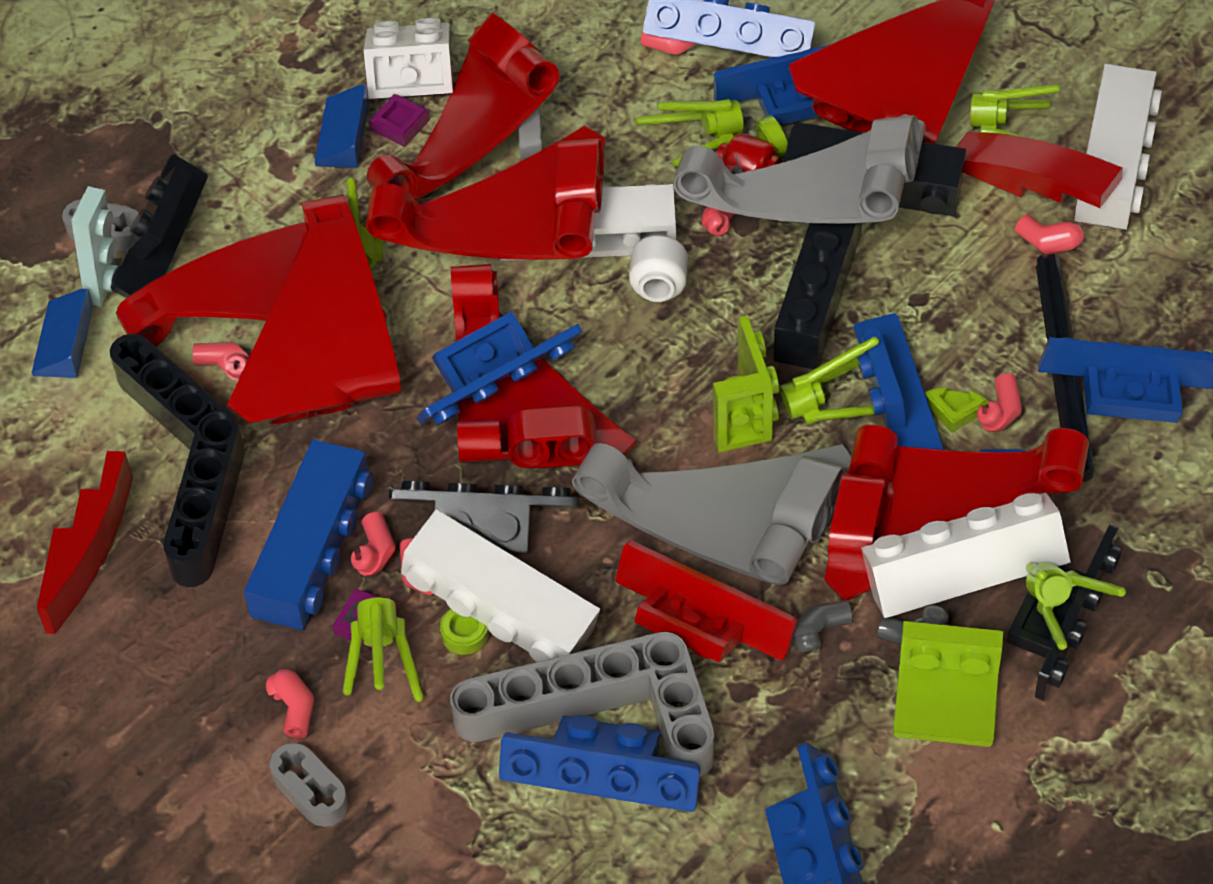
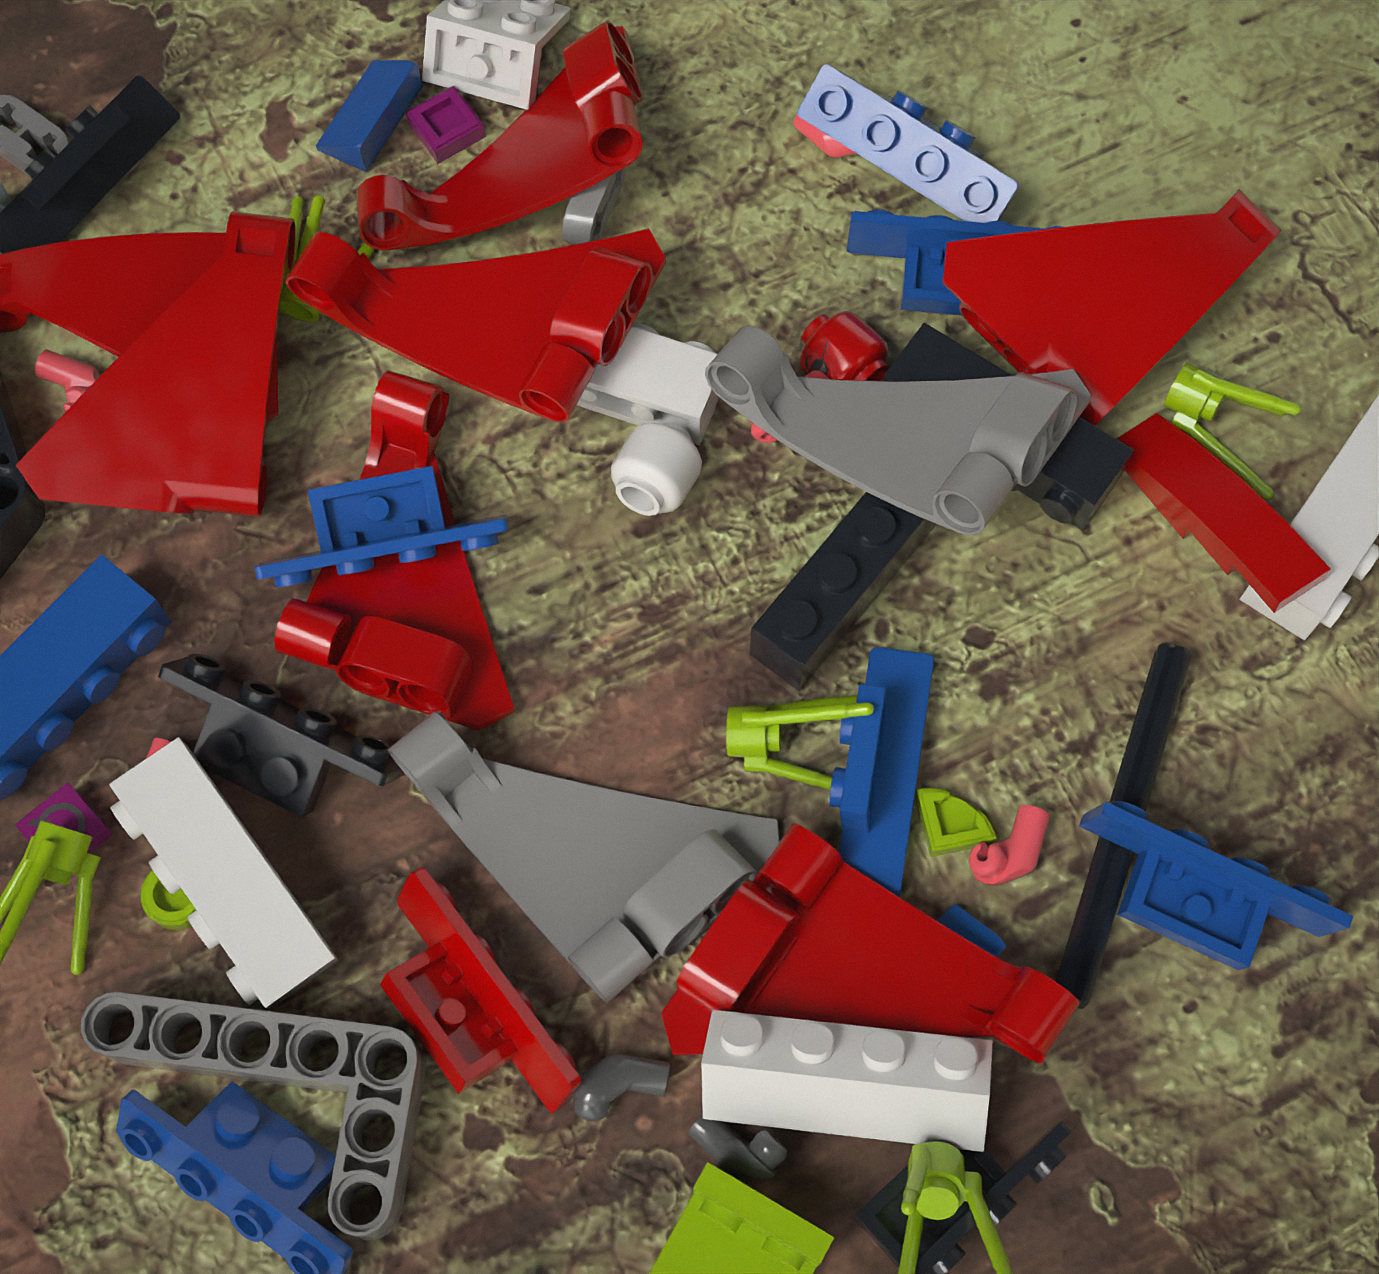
camera: 20 degrees right, 15 degrees up
(379, 548) = (128, 734): coral arm -> none
(718, 118) = (838, 275): lime plant -> none
(746, 402) = (665, 734): lime bracket -> none
(770, 130) = (892, 325): lime tile -> none
(1050, 238) = (1194, 619): coral arm -> none

